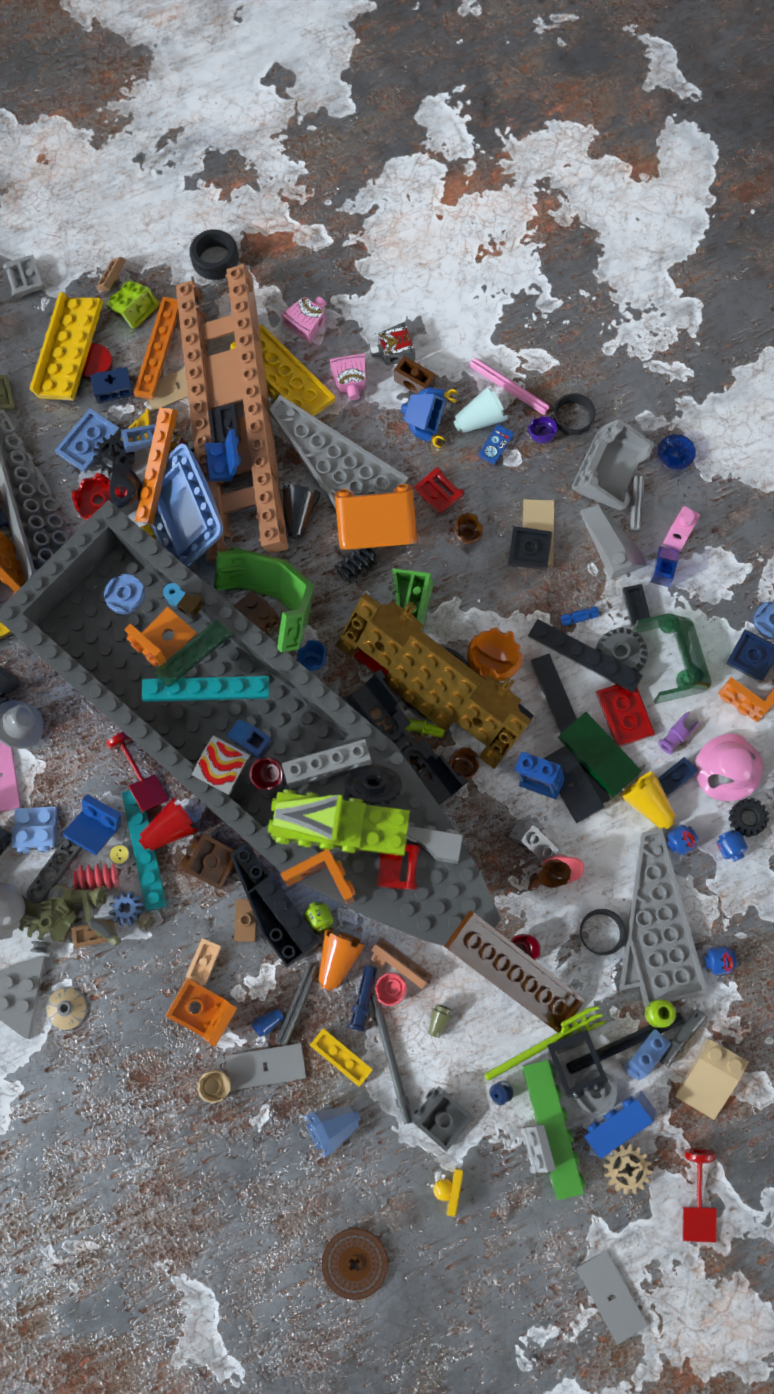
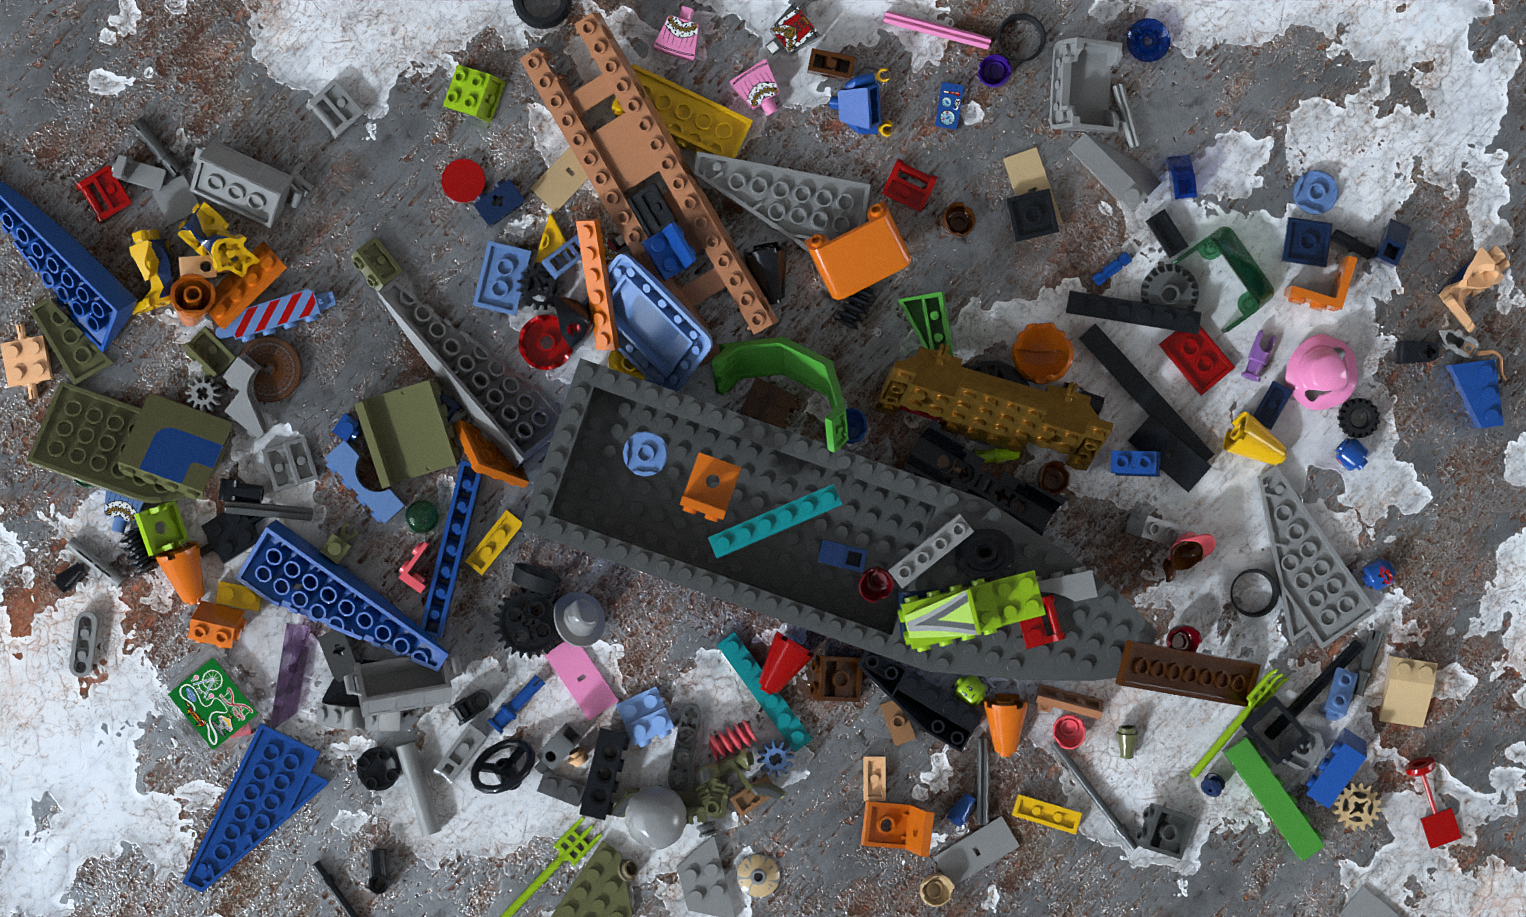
camera: 20 degrees left, 15 degrees up
(65, 347) = (427, 177): yellow bracket -> none
(93, 825) = (705, 691): blue bracket -> none
(111, 274) = (434, 68): medium nougat plate -> none
(119, 854) = (742, 707): light yellow tile -> none
(145, 920) = (800, 762): dark tan plate -> none
(147, 790) = (742, 633): red piece -> none
(157, 349) = (529, 138): orange plate -> none
(183, 602) = (702, 438): leg -> none
(192, 653) = (747, 491): clear green tile -> none
(221, 764) = (825, 592): slope -> none
(316, 863) = (963, 653): orange bracket -> none
(332, 1127) = (1065, 882): medium blue cone -> none
(361, 1009) = (1046, 761): dark blue pin -> none
(449, 1190) = (1198, 893): yellow tile -> none
(480, 412) = (920, 78): light aqua cone -> none
(538, 1149) = (1267, 822): light grey plate -> none
(599, 754) = (1186, 412): dark green tile -> none
(660, 1013) = (1338, 650): lime head -> none
(682, 839) = (1300, 468): blue head -> none
(683, 526) = (1185, 130): bright pink torso -> none

